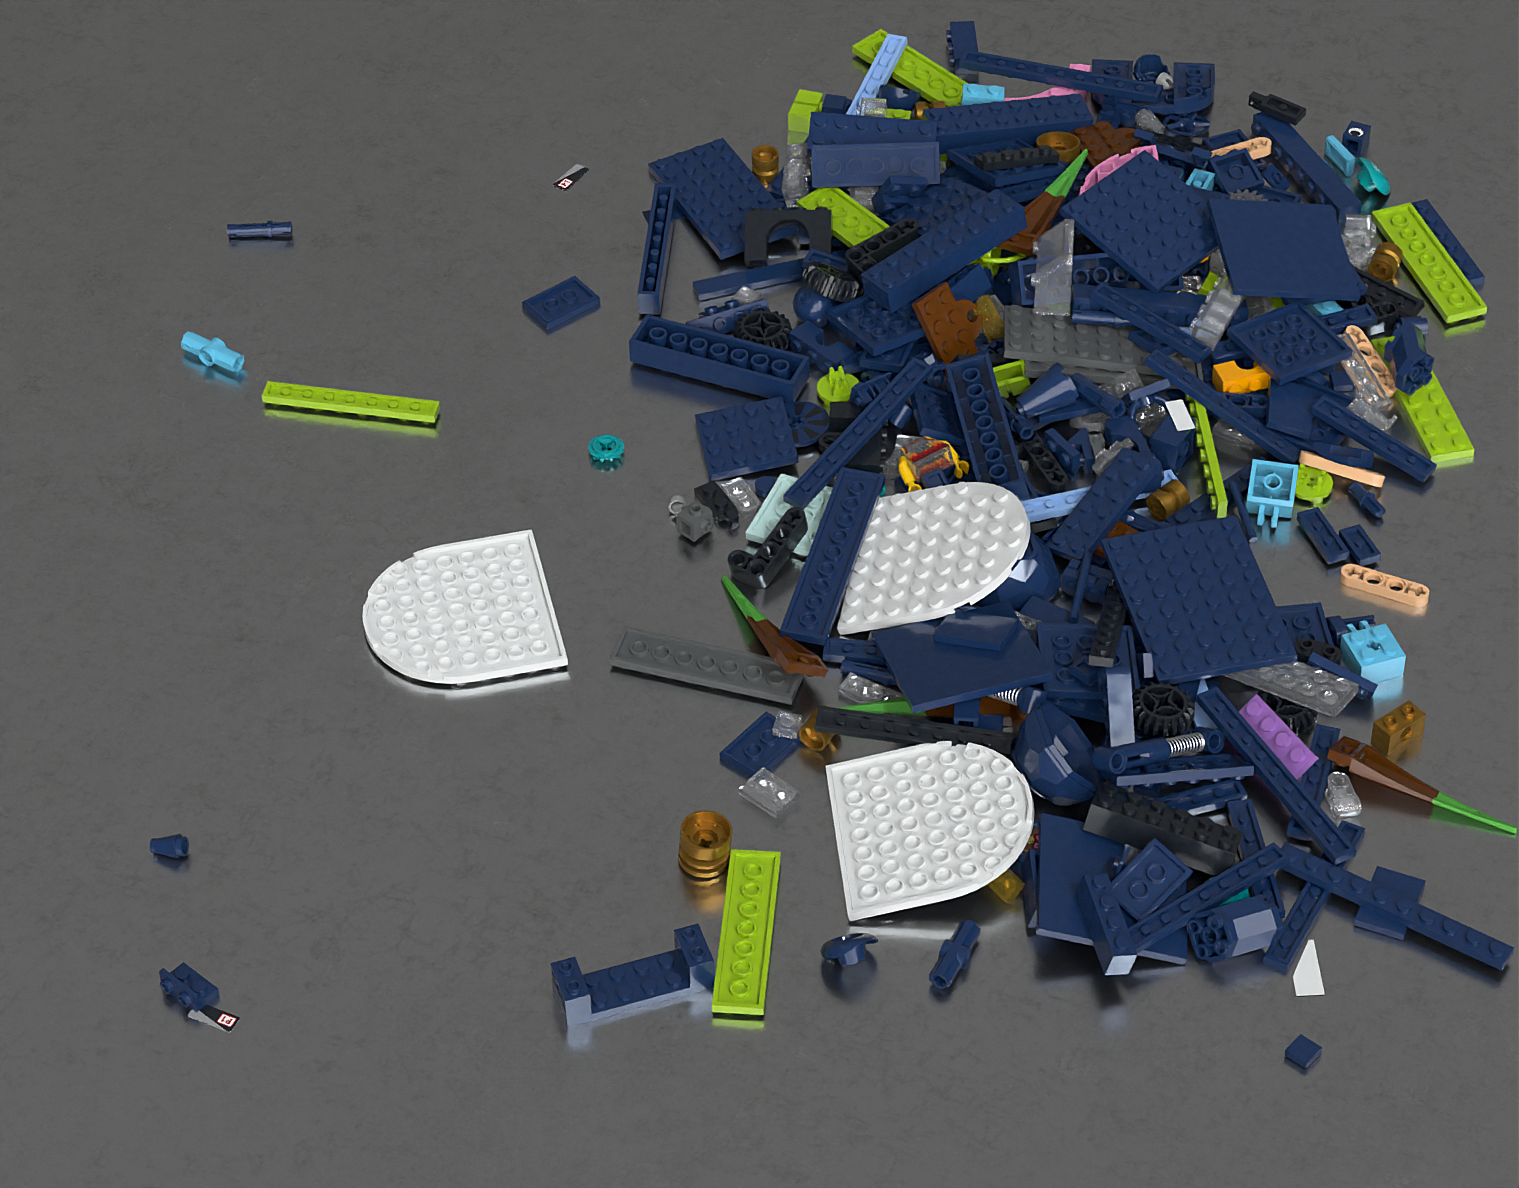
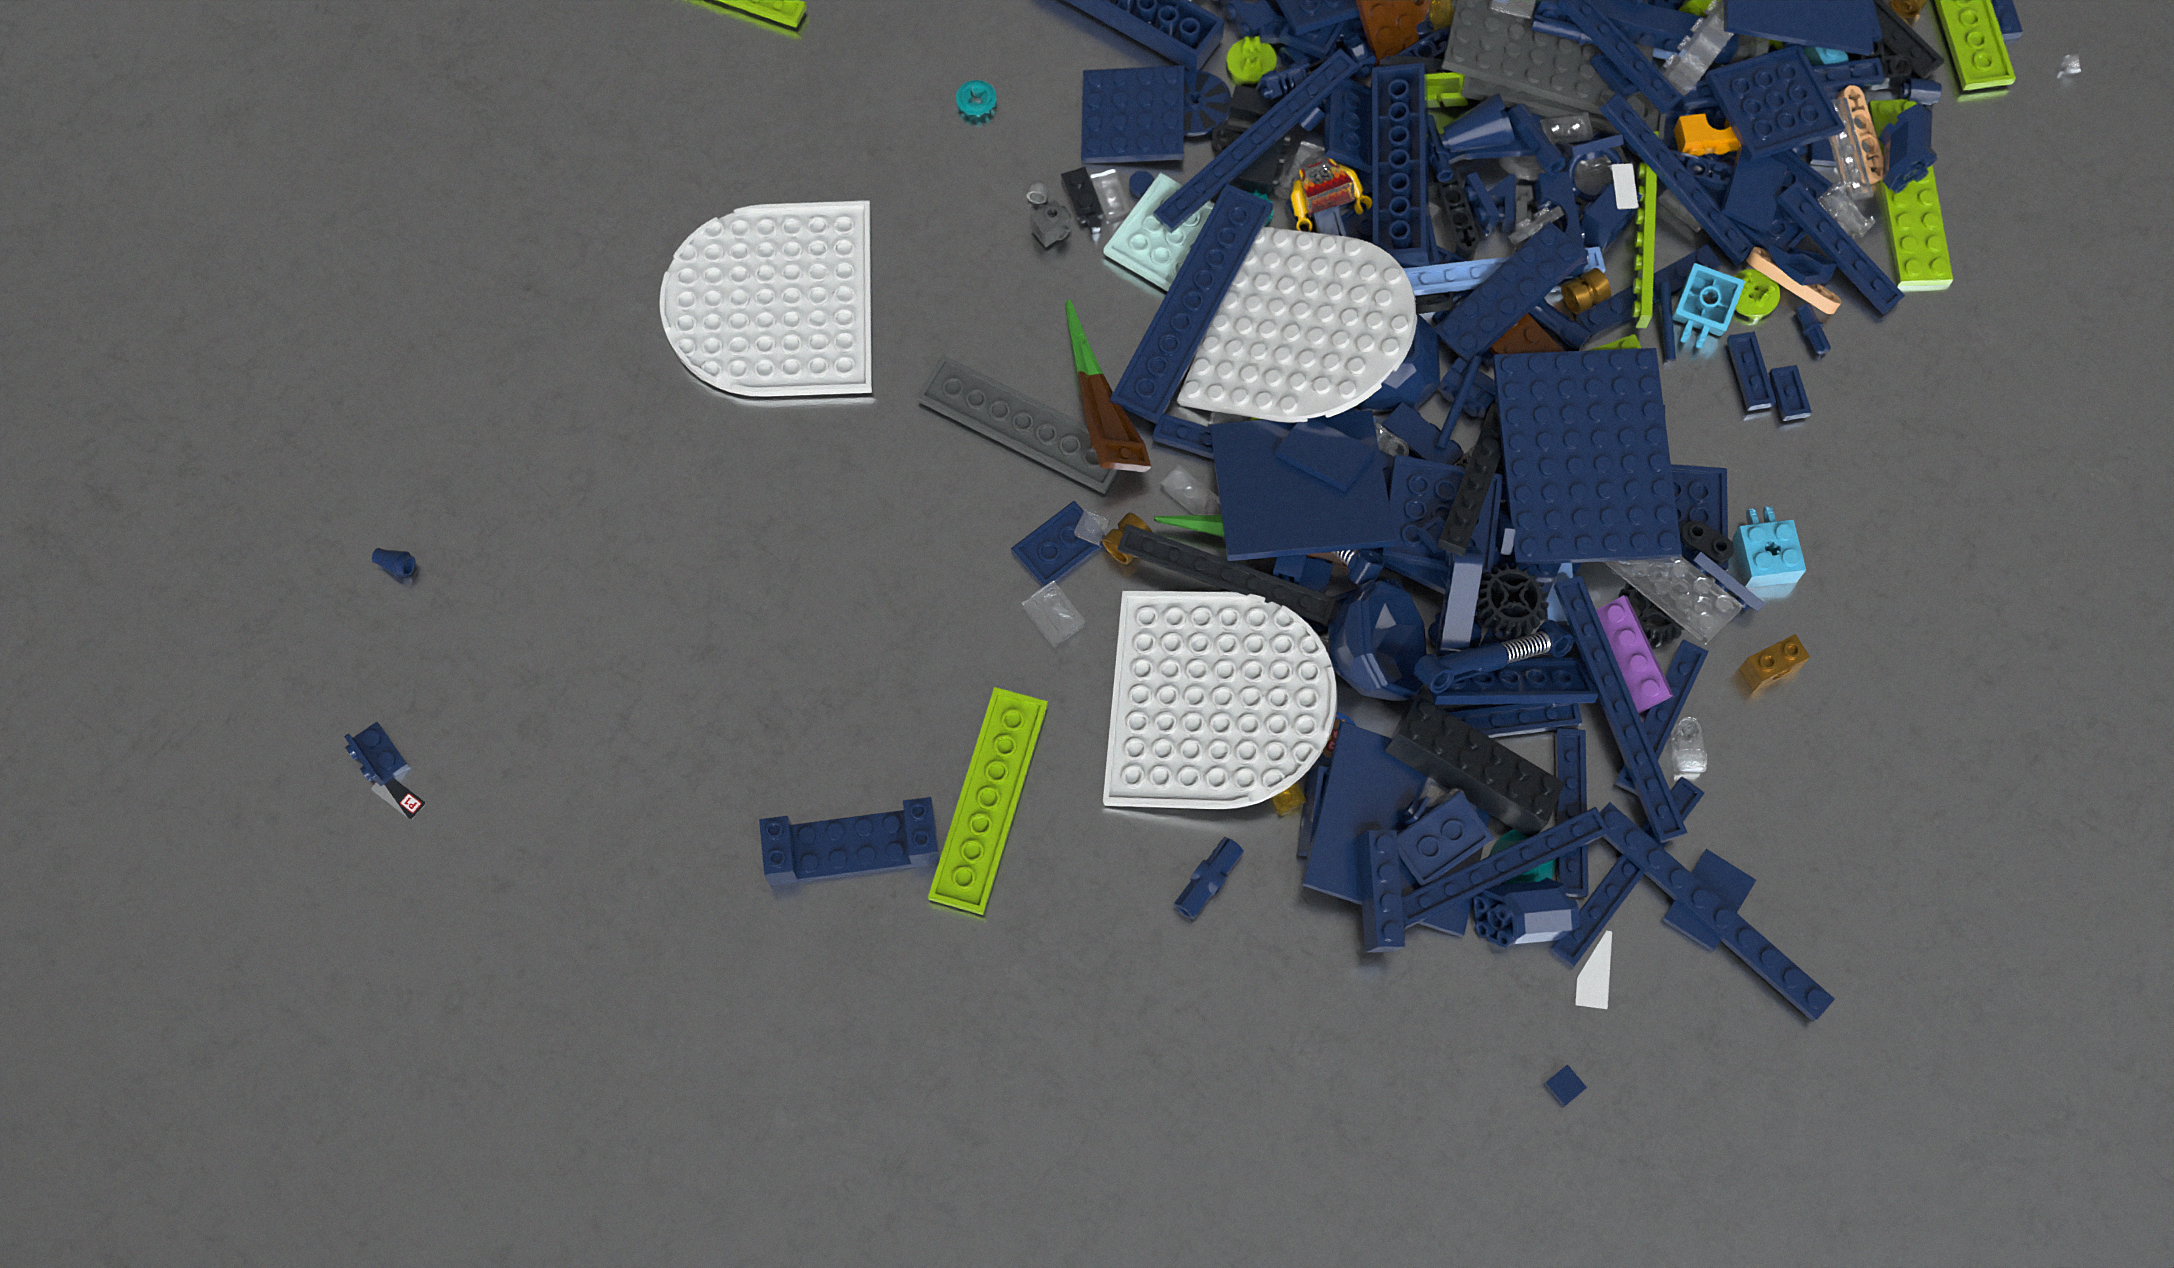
camera: 10 degrees right, 25 degrees up
(705, 843) = (967, 664): pearl gold wheel -> none
(792, 527) = (1126, 277): black beam -> none
(848, 948) = (1091, 849): dark blue hat -> none
(867, 671) = (1194, 465): dark blue pin -> none
(1338, 627) = (1739, 504): dark blue piece -> none
(1374, 767) = (1737, 714): reddish brown plate -> none
(1383, 587) = (1807, 449): light nougat beam -> none

